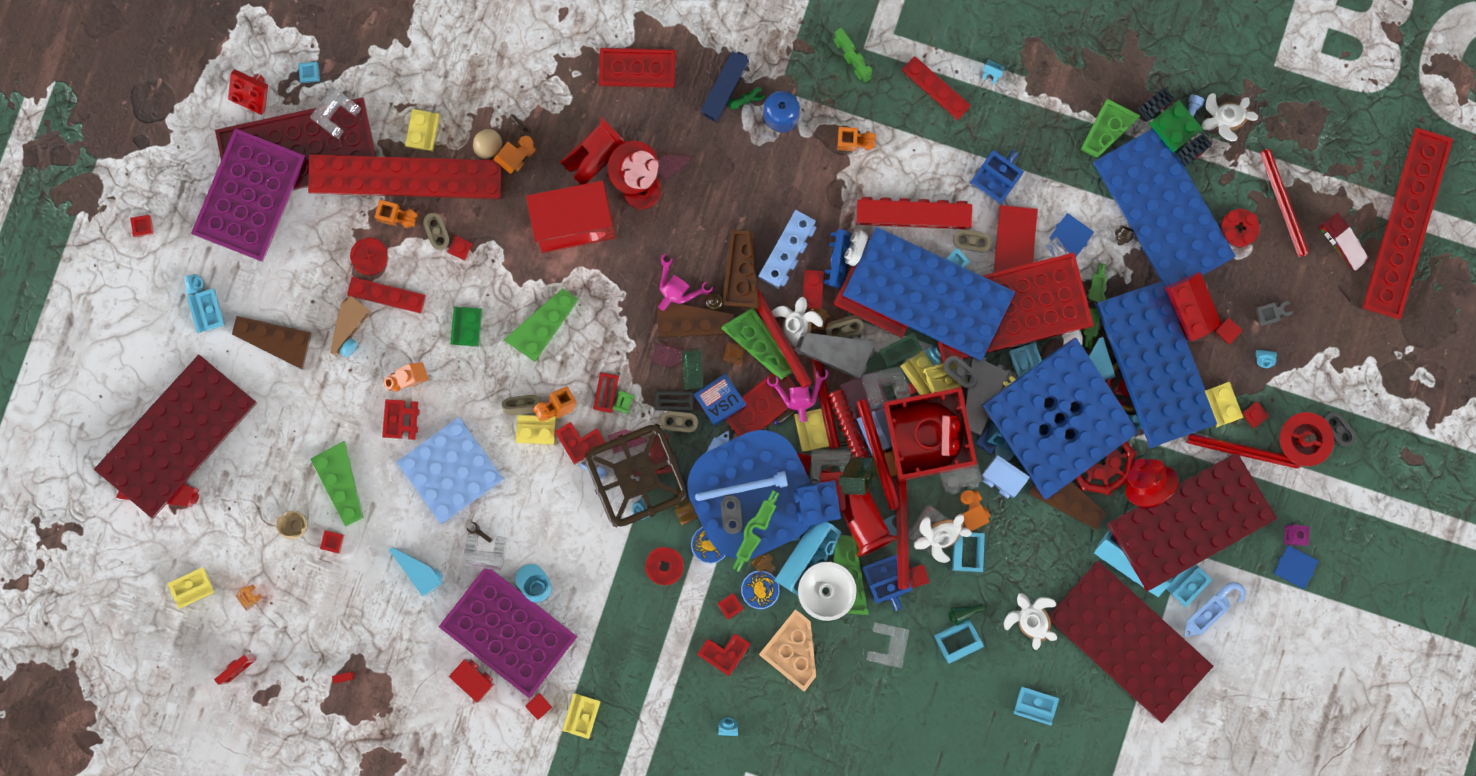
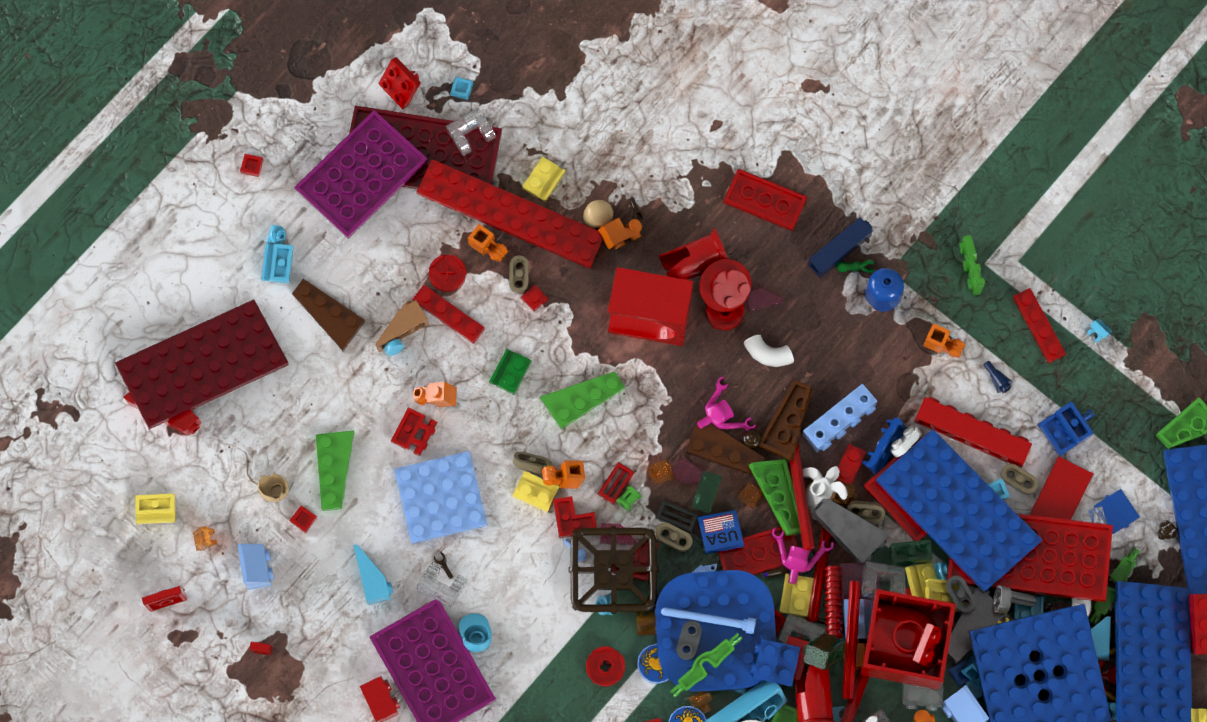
camera: 20 degrees right, 10 degrees down
(306, 604) = (255, 566): none -> light blue slope
(642, 366) = (660, 472): none -> clear orange tile
(697, 216) = (768, 355): none -> white cylinder
(920, 155) = (1000, 381): none -> dark blue cone
(1000, 358) = (1004, 597): none -> light grey piece

